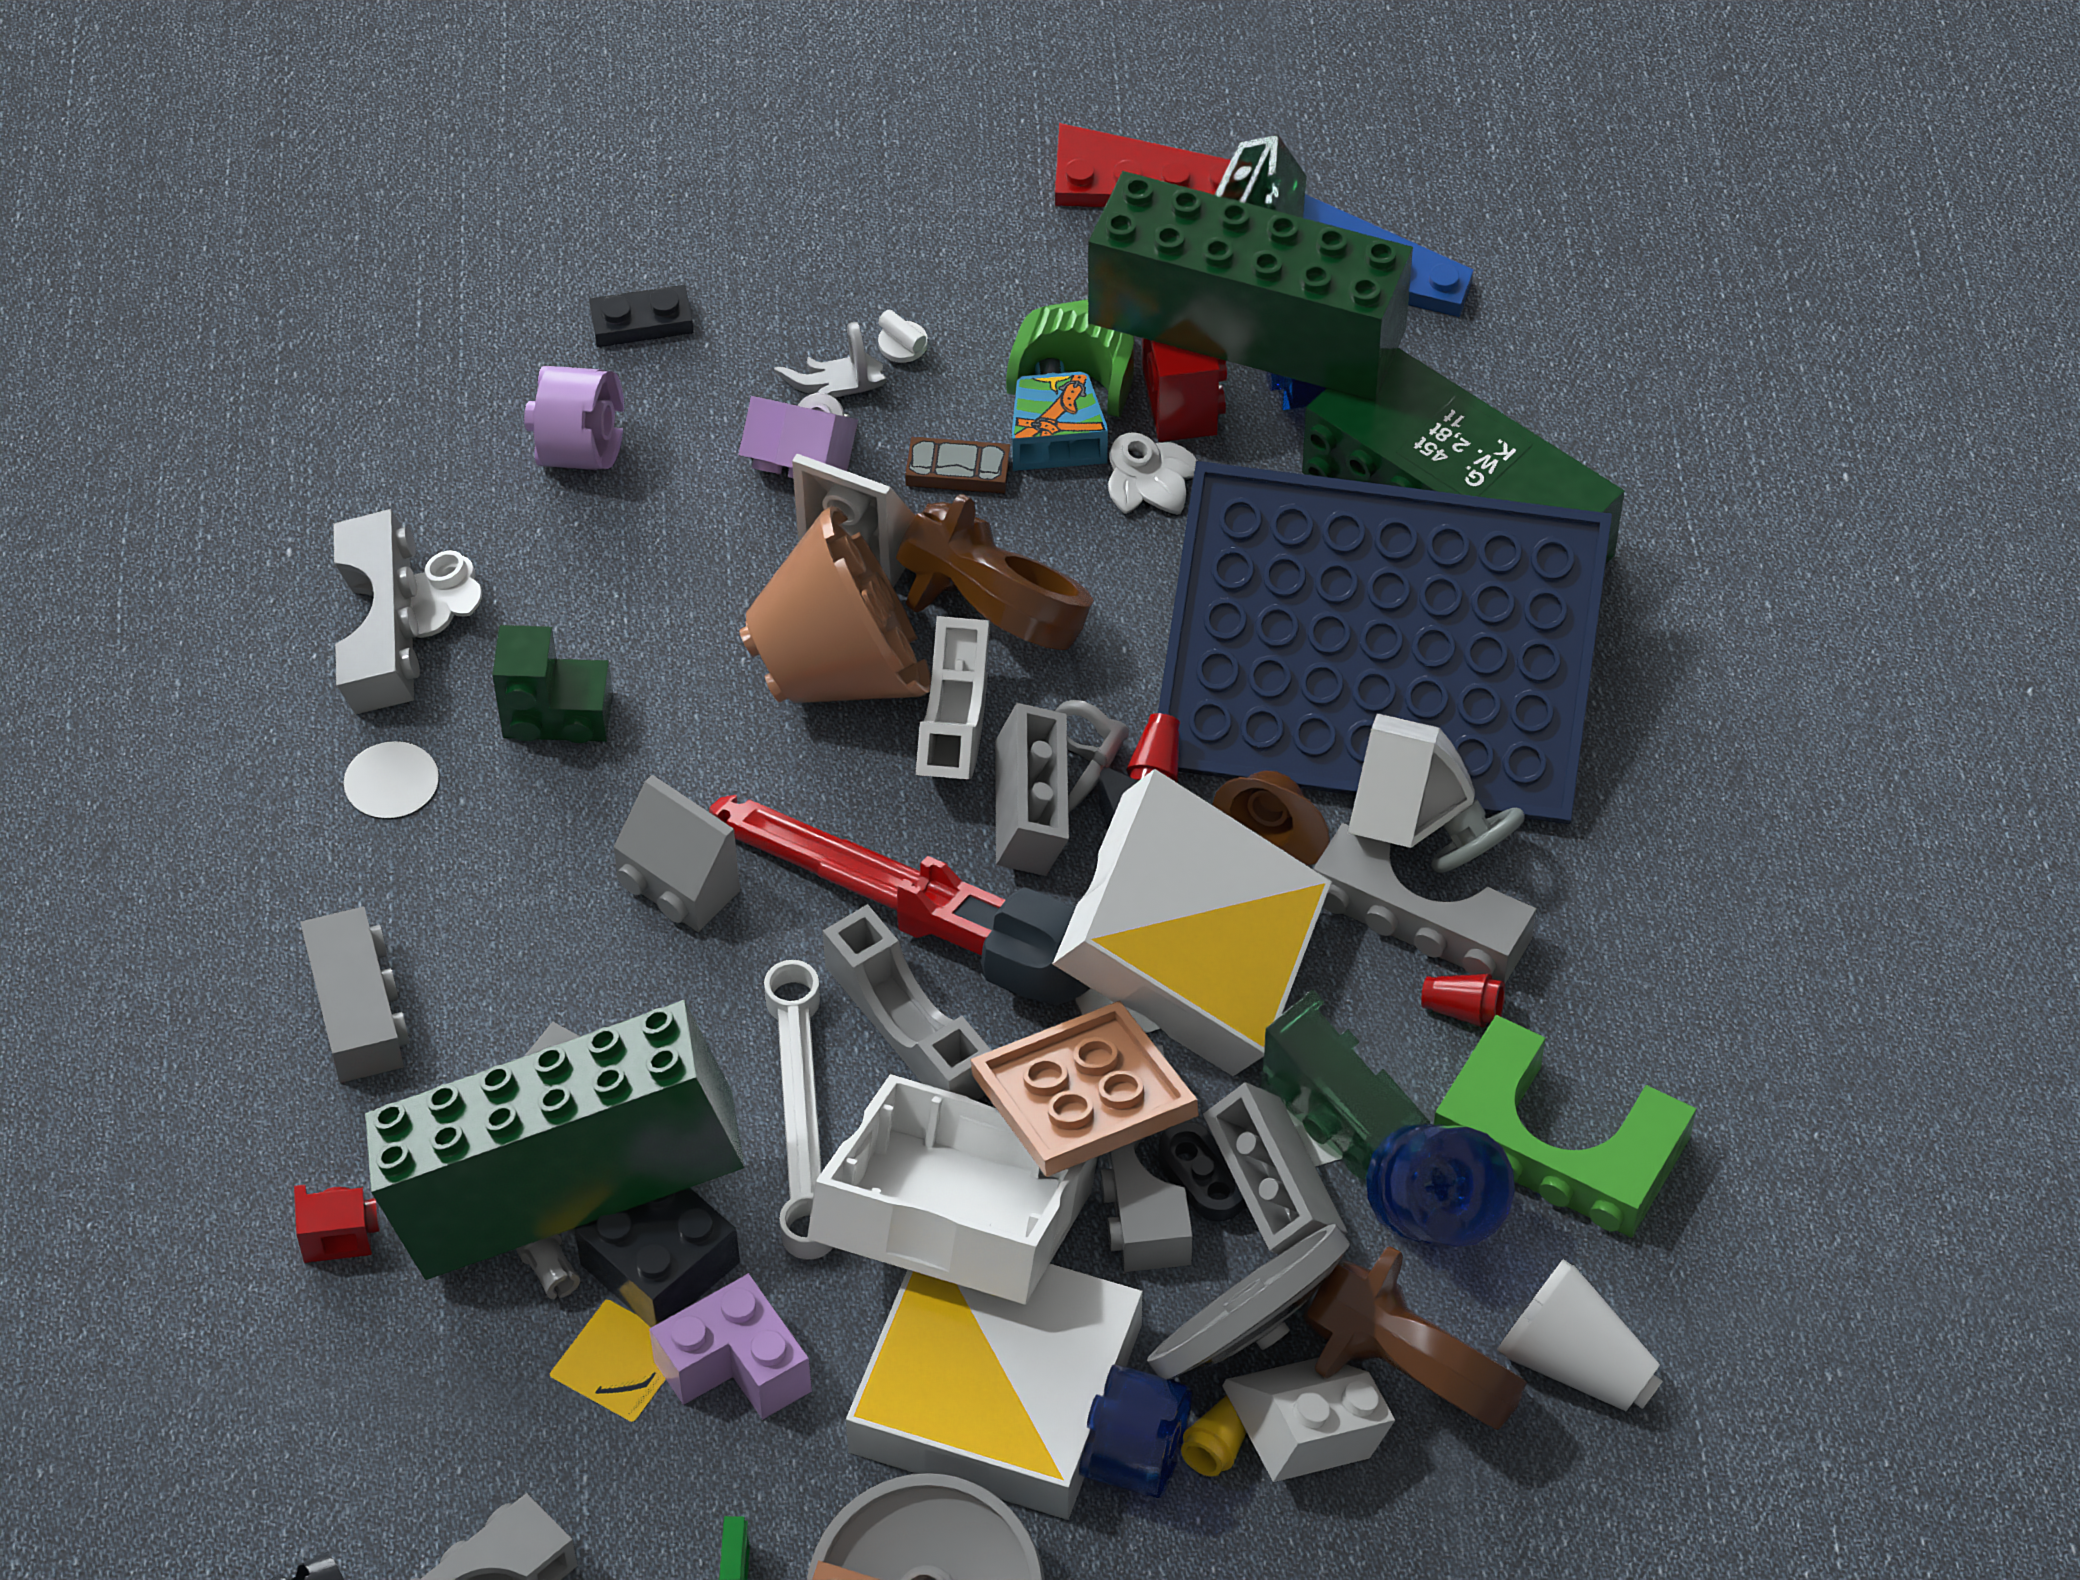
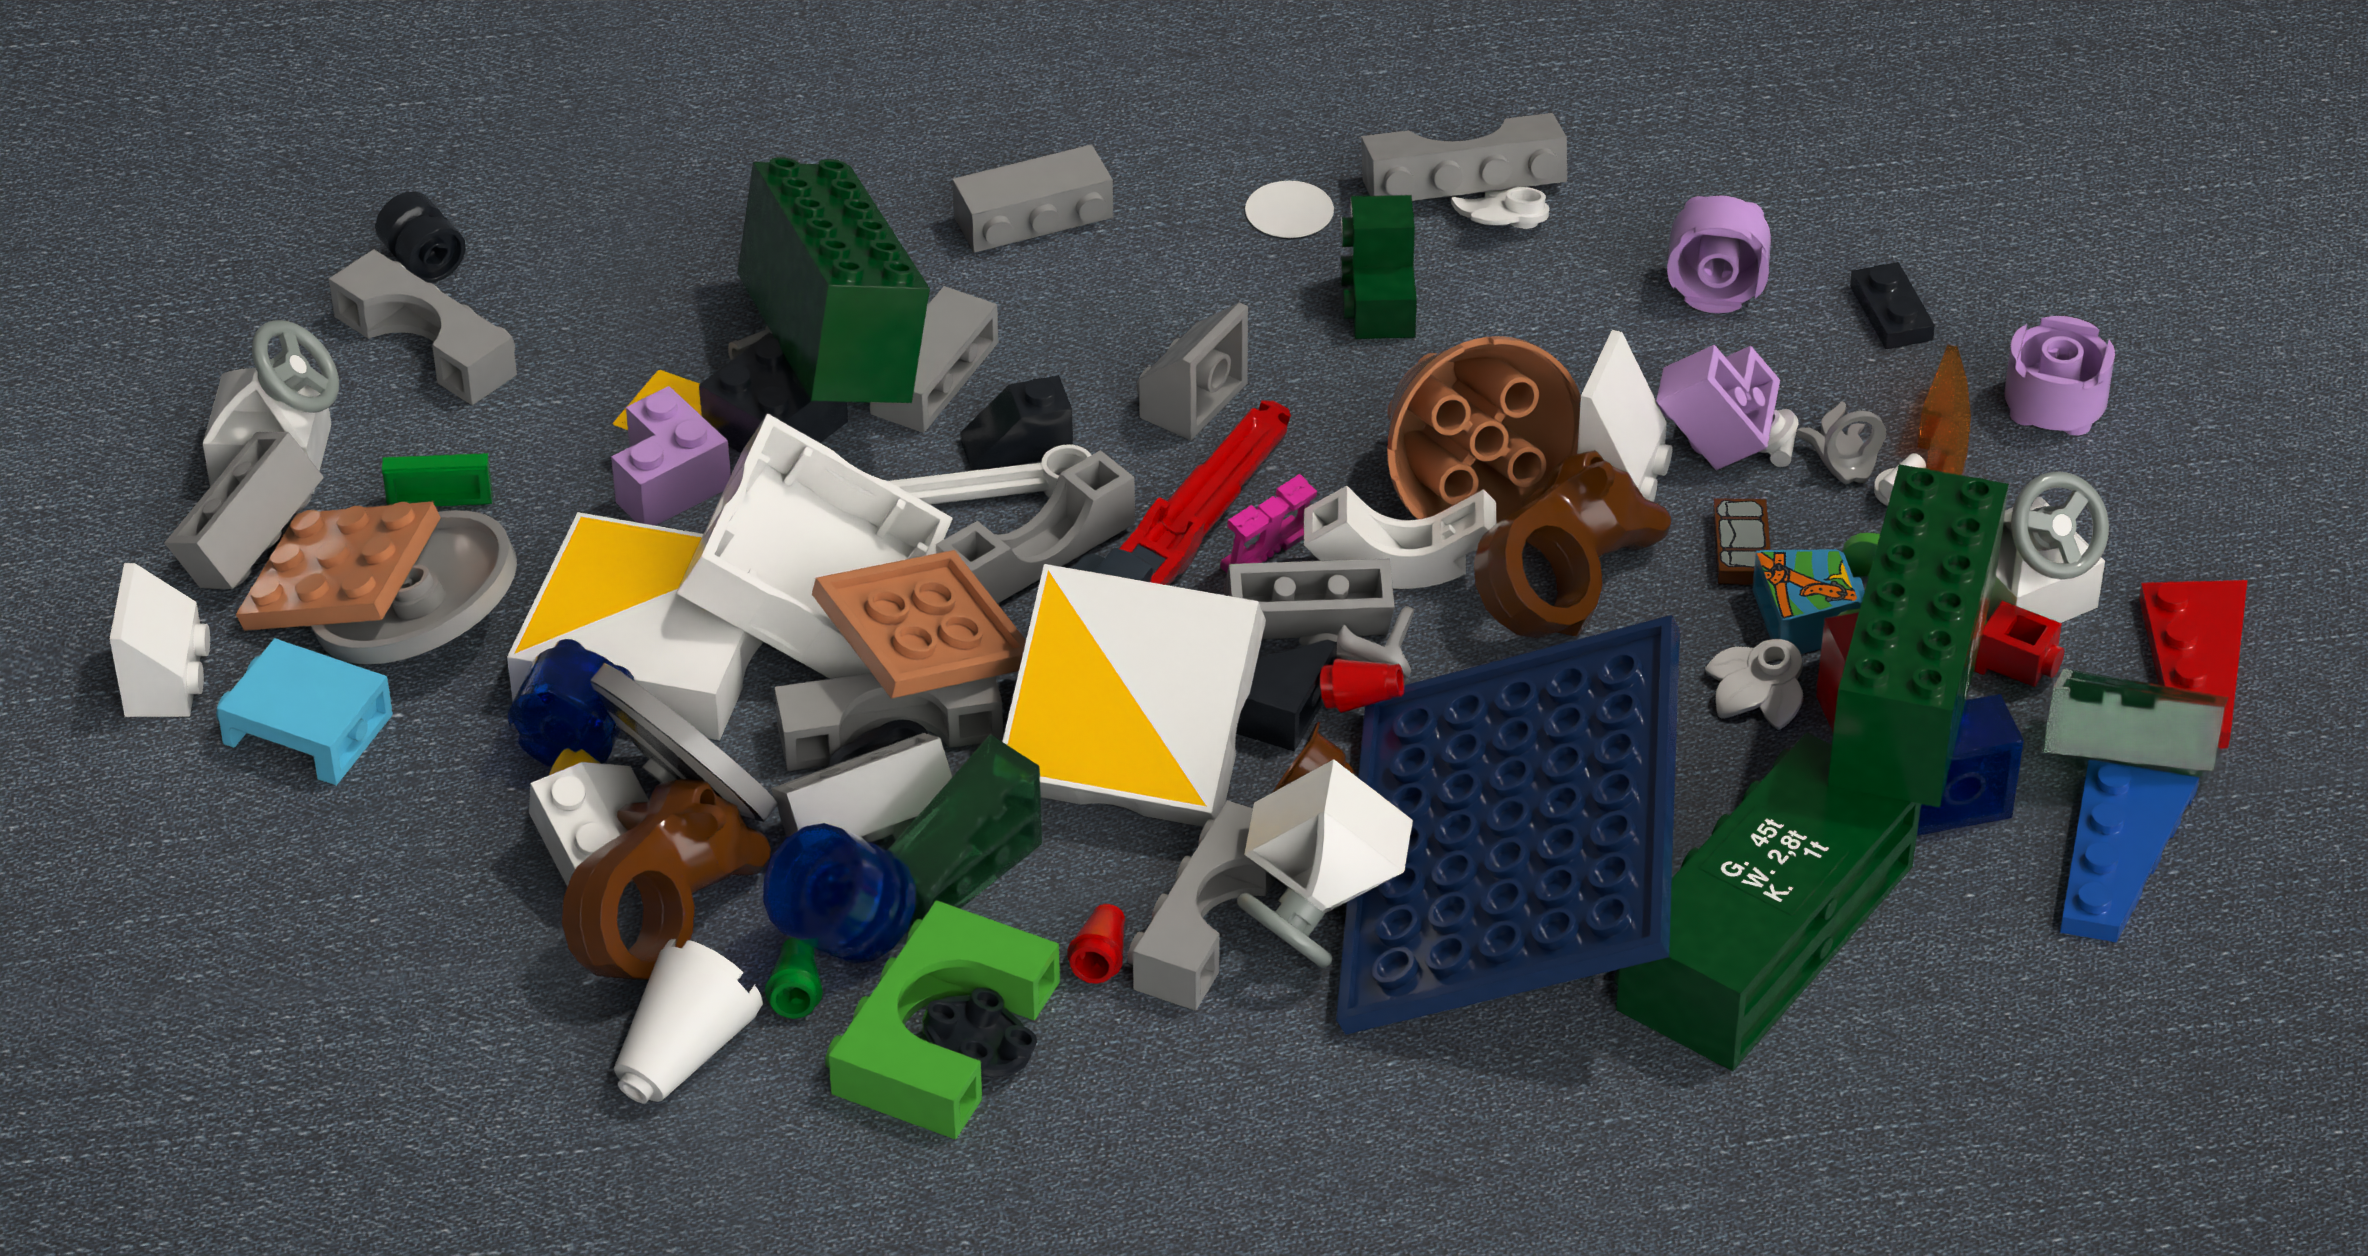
camera: 85 degrees right, 10 degrees down
(727, 1019) = (1019, 425): none -> black slope
(788, 199) = (2059, 375): none -> lavender brick
(837, 289) = (1947, 417): none -> clear orange slope
(924, 812) = (1270, 524): none -> dark pink piece
(1041, 250) = (2042, 556): none -> piece
(1506, 1253) = (794, 982): none -> green cone
(1580, 1100) = (981, 1030): none -> black dish

